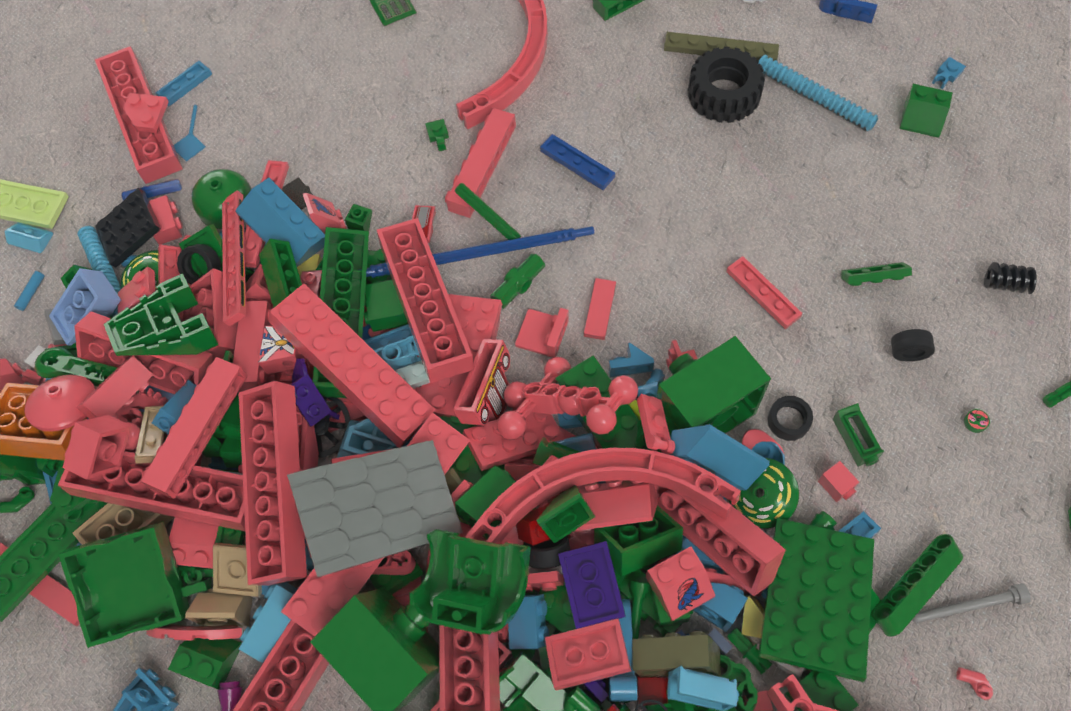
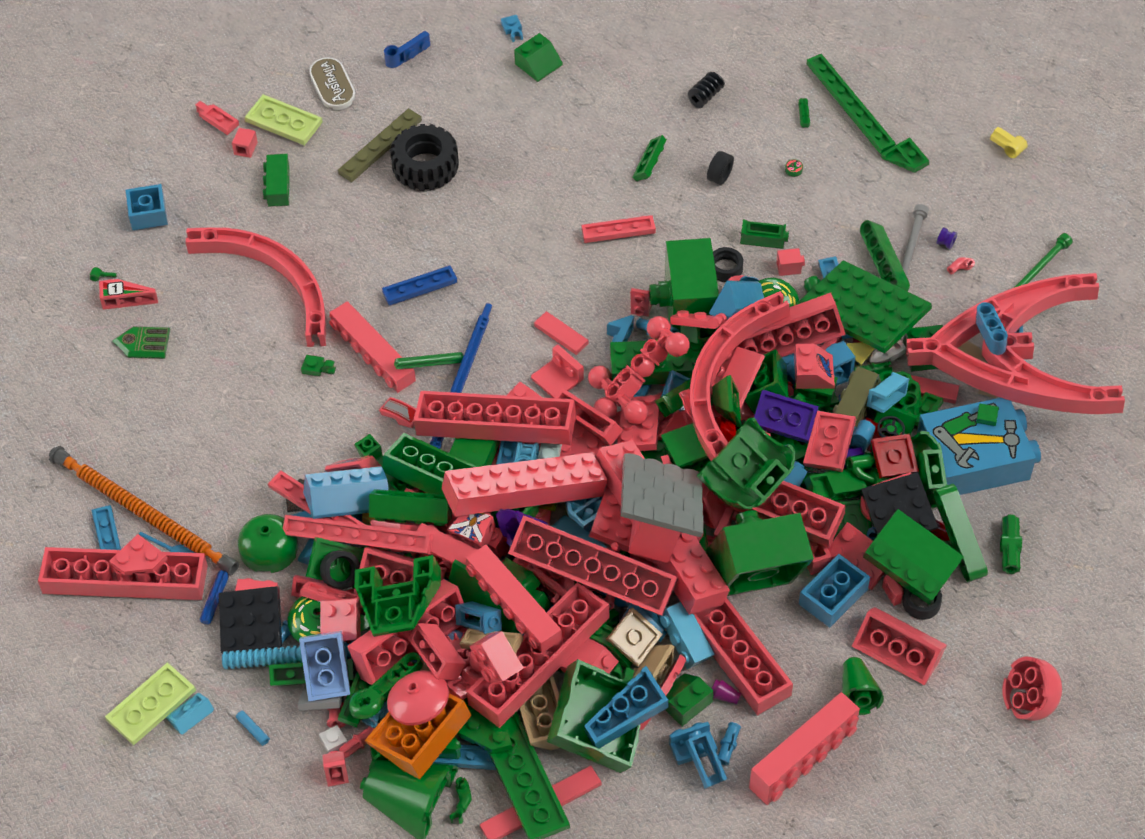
camera: 65 degrees left, 10 degrees down
(136, 613) = (627, 709): none -> dark azure wedge
(213, 96) = (143, 510): none -> orange hose
(518, 279) = (500, 369): green piece -> none
(818, 93) = (476, 108): medium azure piece -> none
(1002, 645) = (946, 238): none -> dark purple wheel

